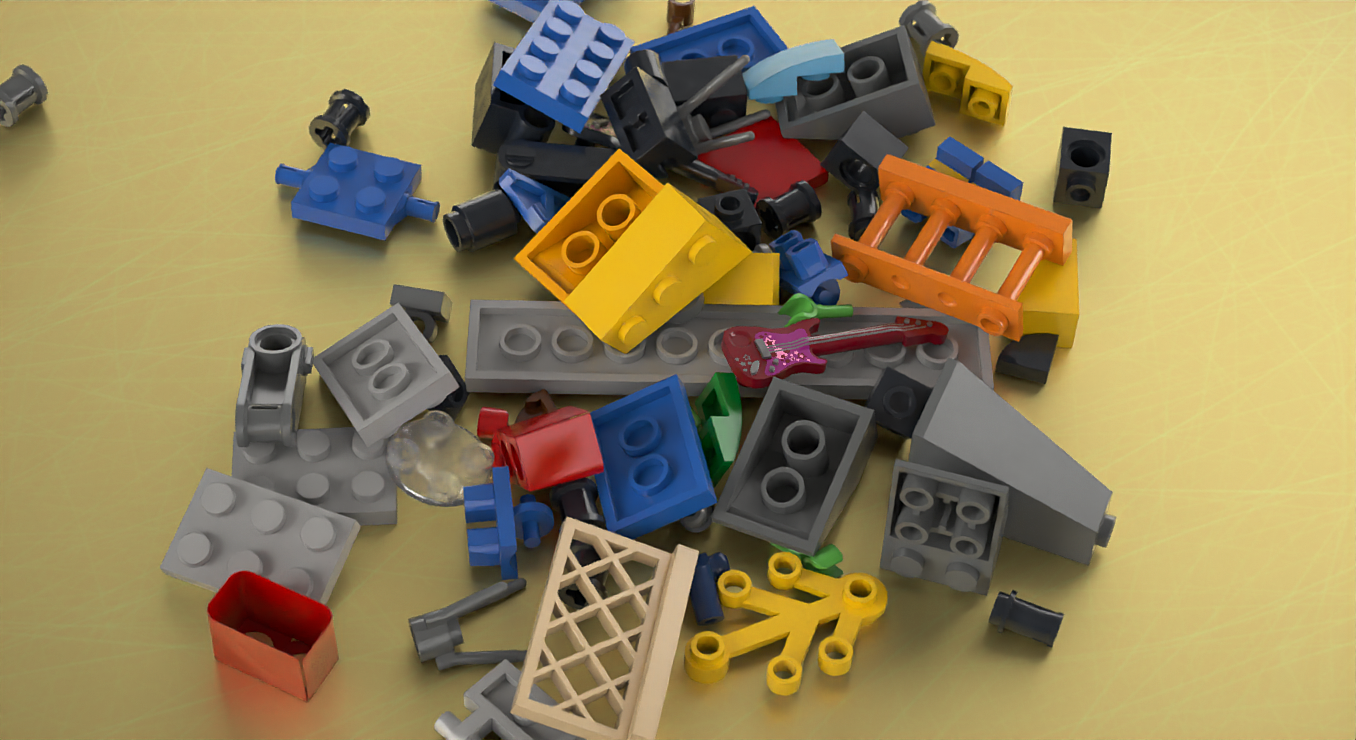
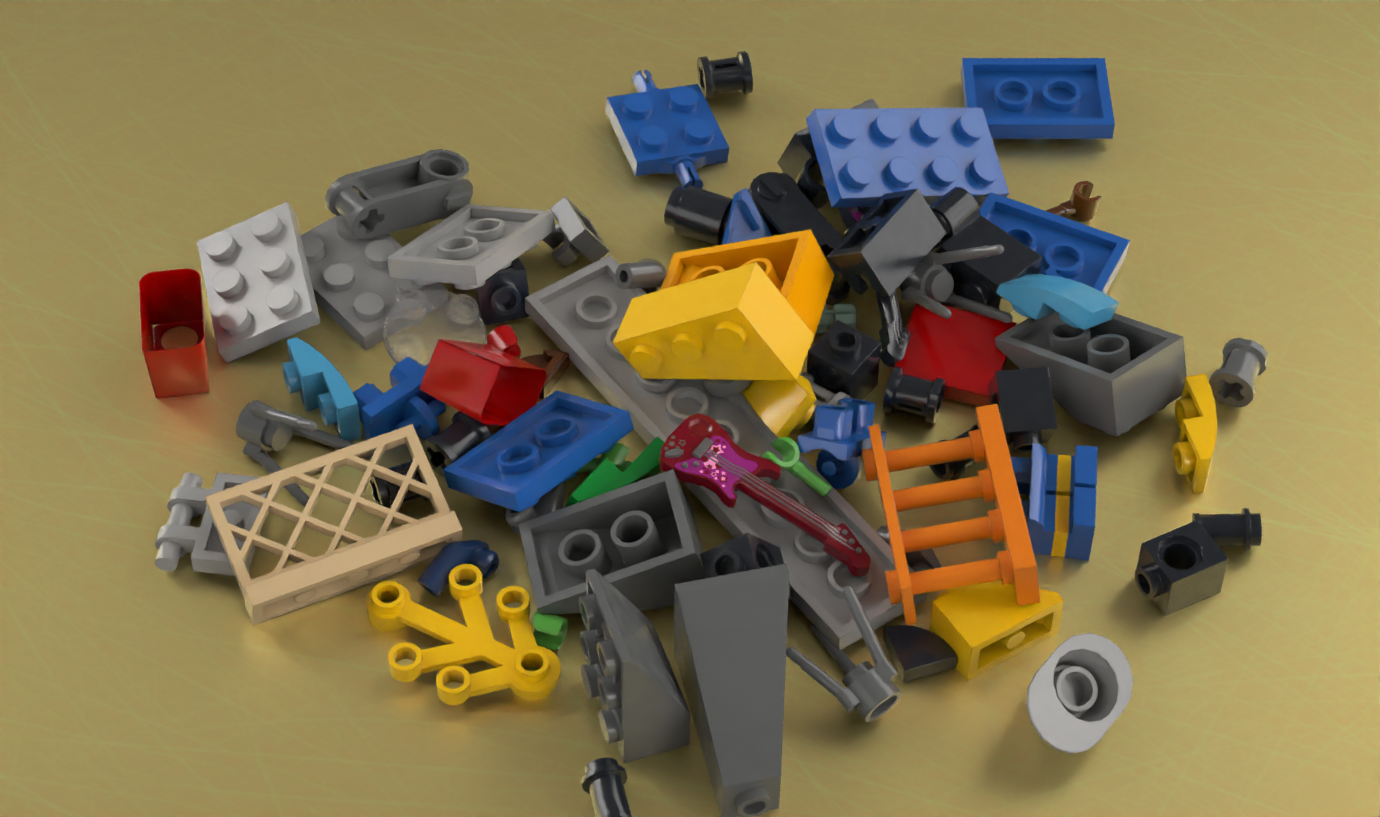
camera: 55 degrees right, 0 degrees up
(416, 566) = (322, 388): none -> dark azure slope
(516, 288) = (642, 274): none -> dark grey arm
(1052, 401) = (867, 687): none -> dark grey plant
(1069, 113) = (1233, 529): none -> black pin
(1156, 286) = (1079, 692): none -> light grey piece

